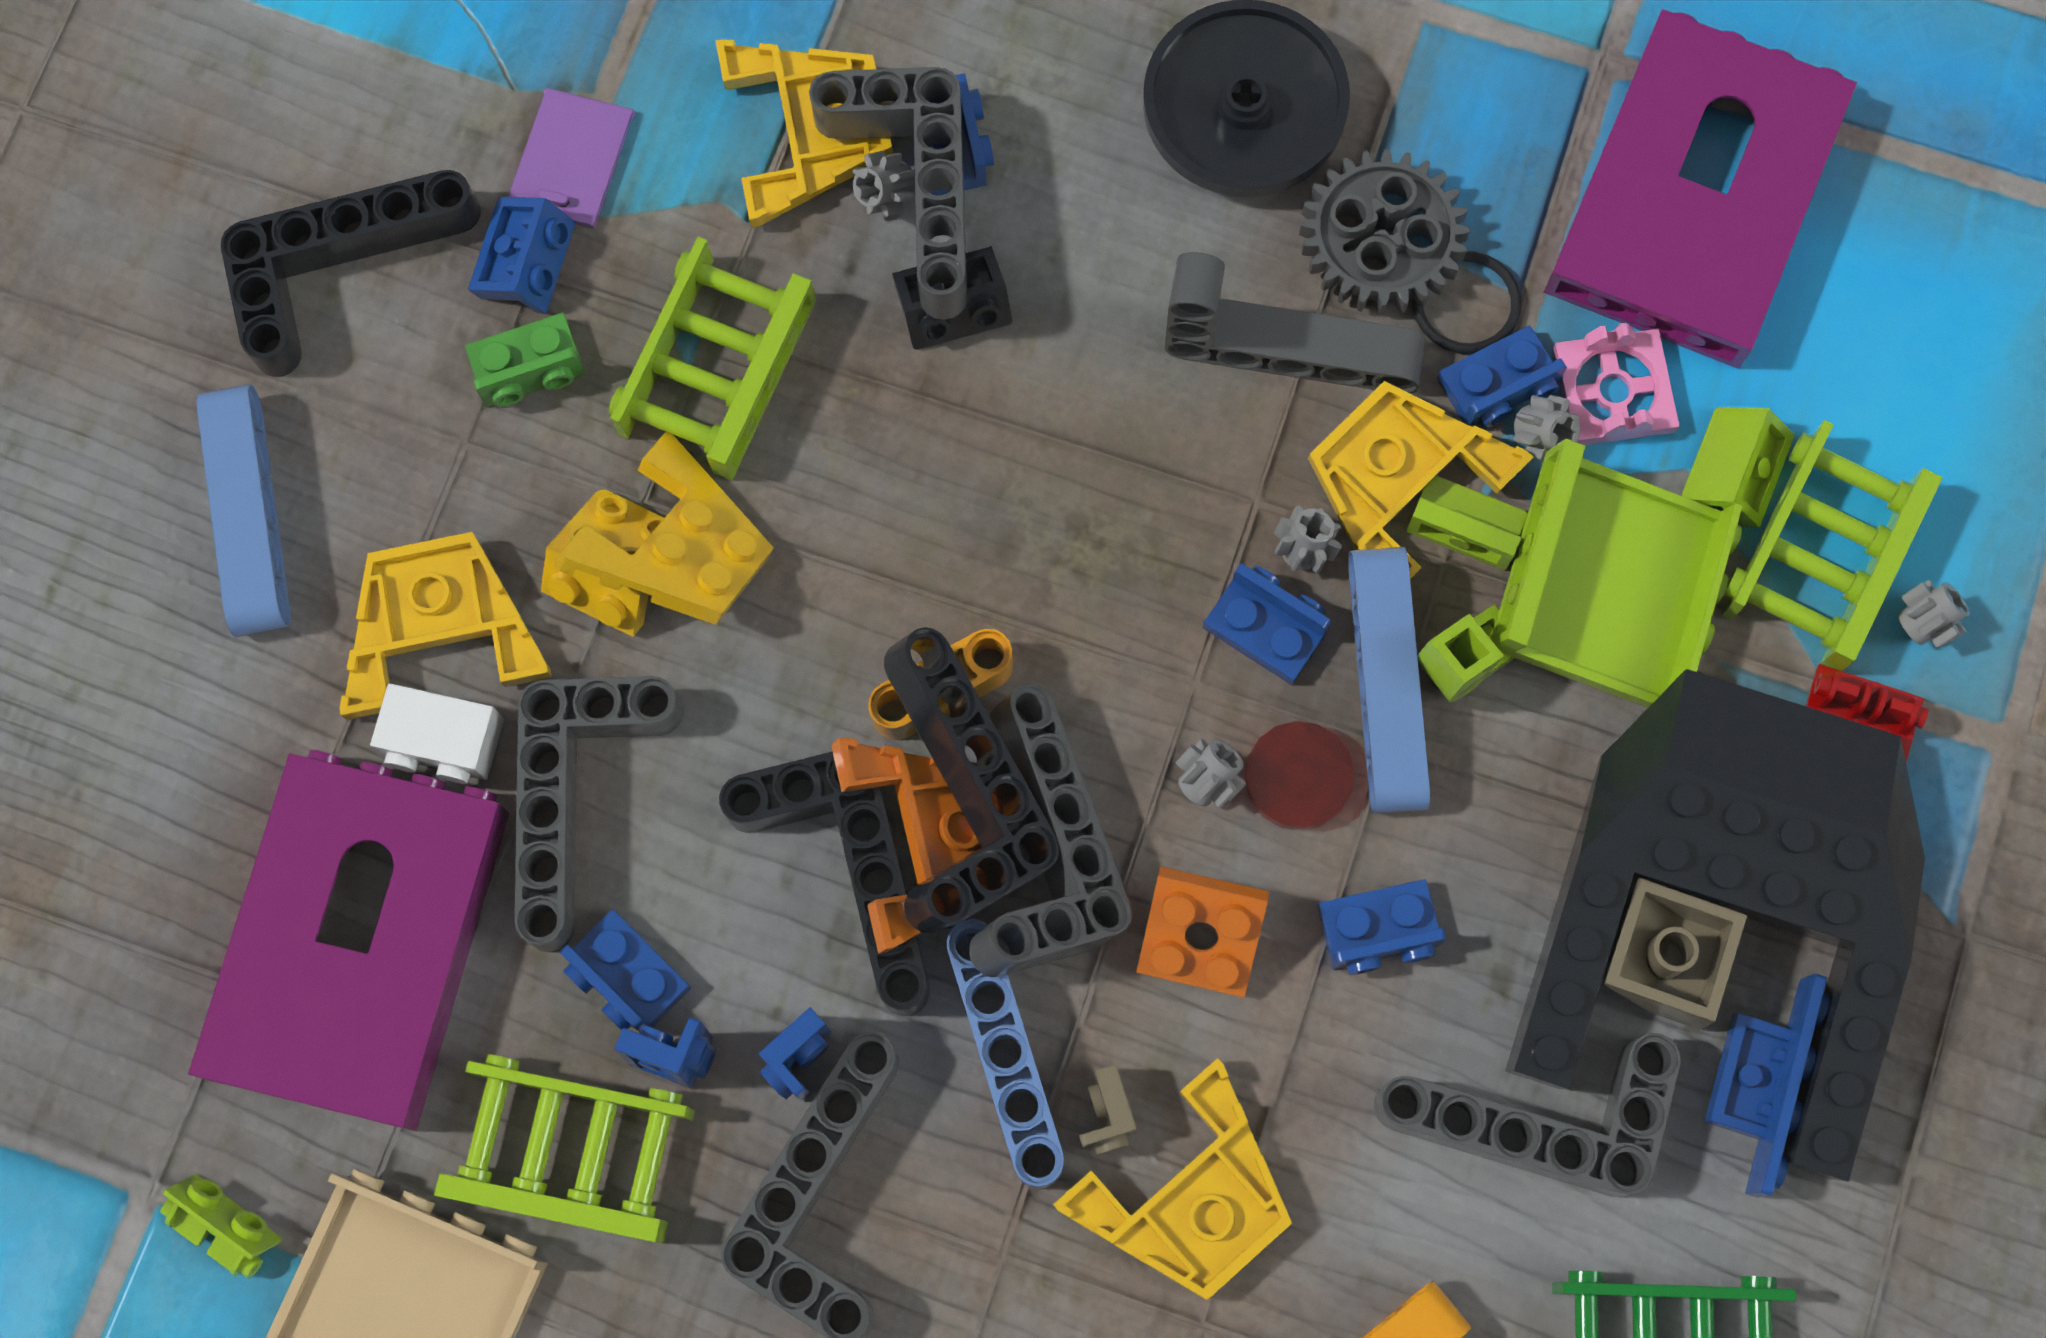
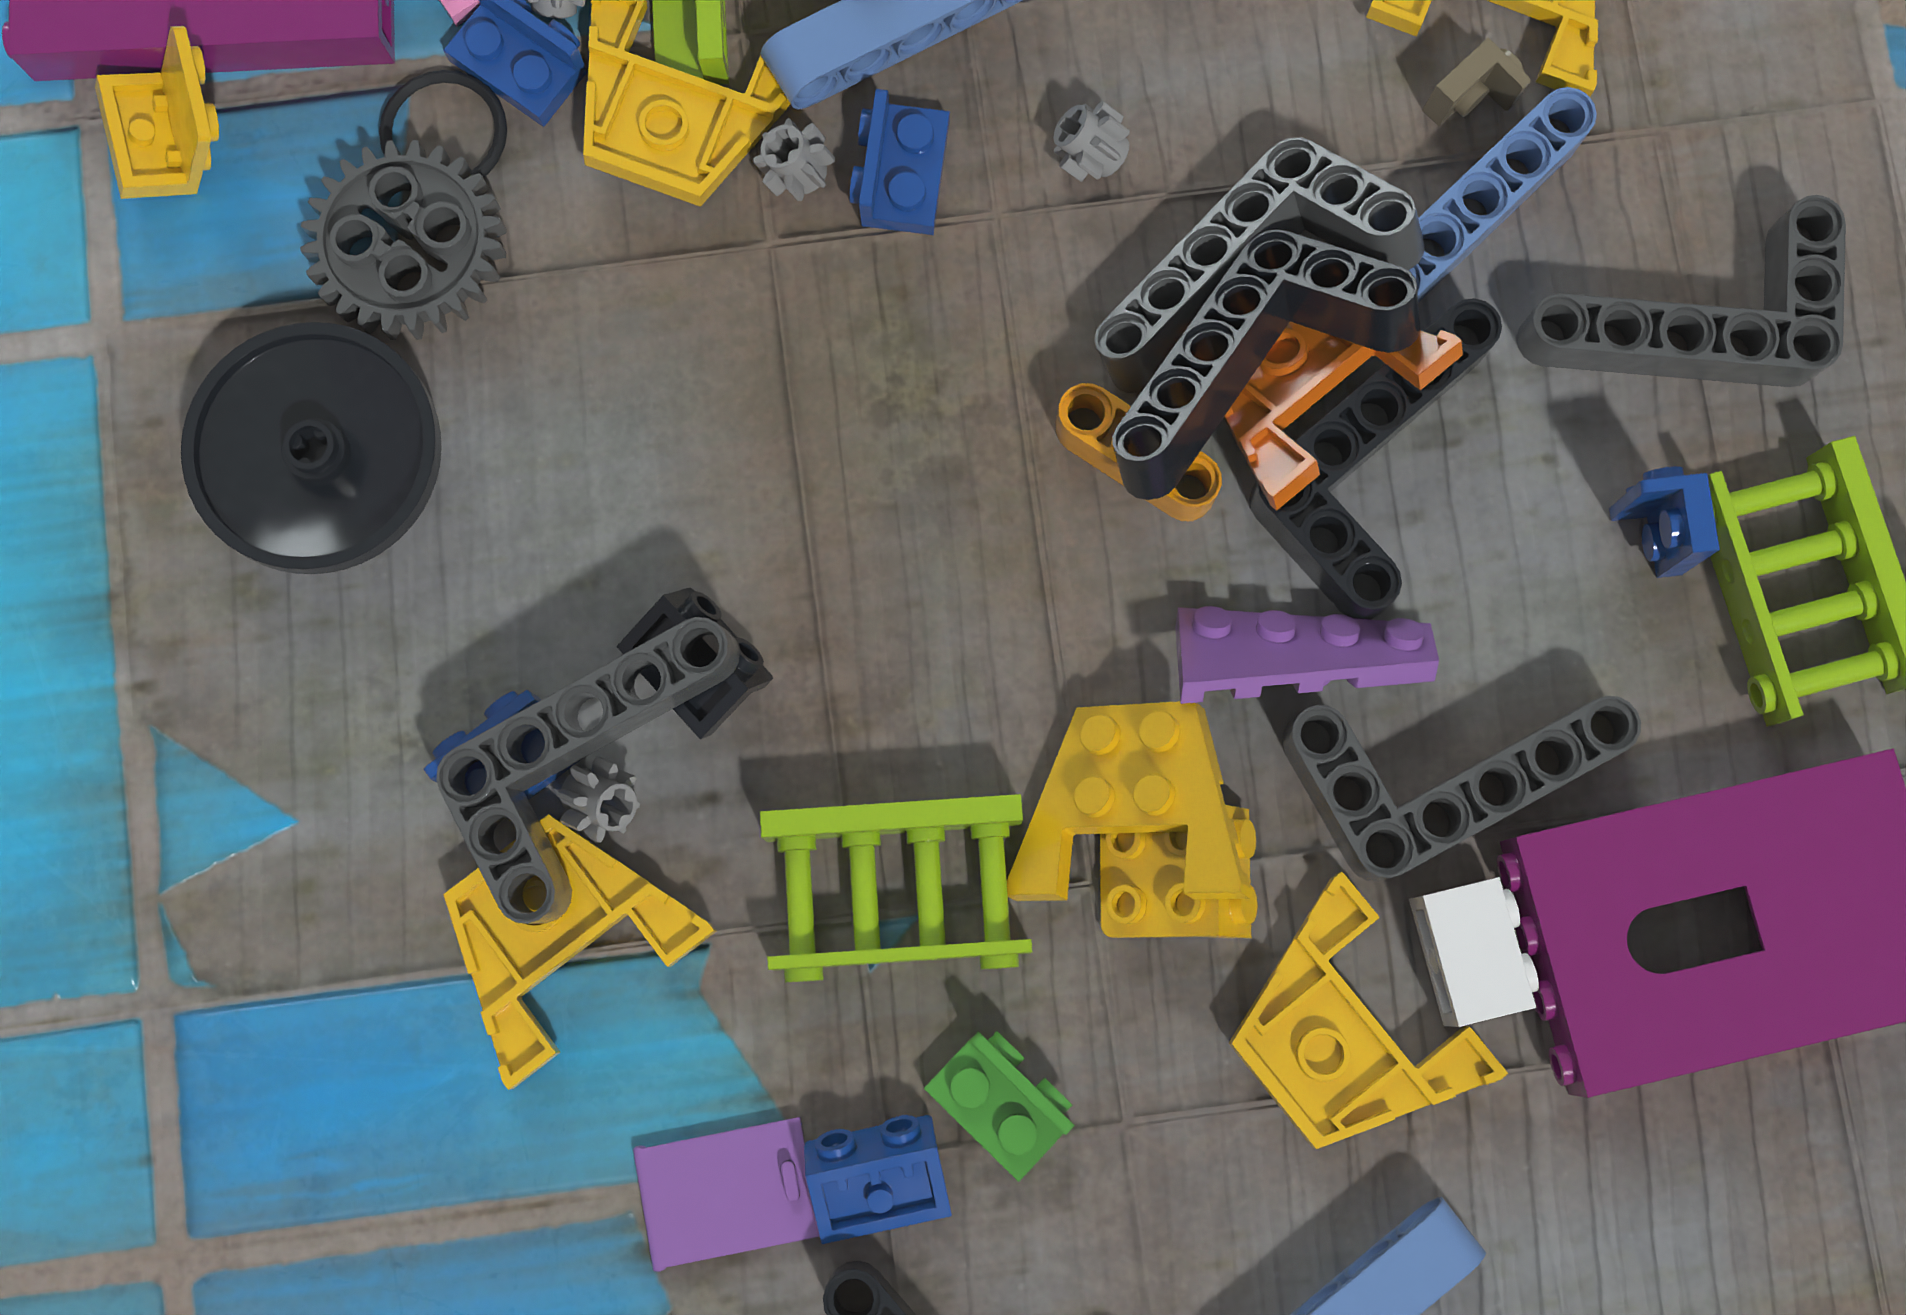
camera: 120 degrees left, 5 degrees up
(625, 972) = (1604, 624): blue bracket -> none
(736, 700) = (1276, 648): none -> medium lavender wing
(798, 1043) = (1595, 396): blue bracket -> none
(1190, 898) = (1246, 96): orange piece -> none
(1281, 339) = (592, 335): dark grey beam -> none
(1299, 775) = (1042, 65): clear red tile -> none
(1561, 89) = (159, 123): none -> yellow bracket

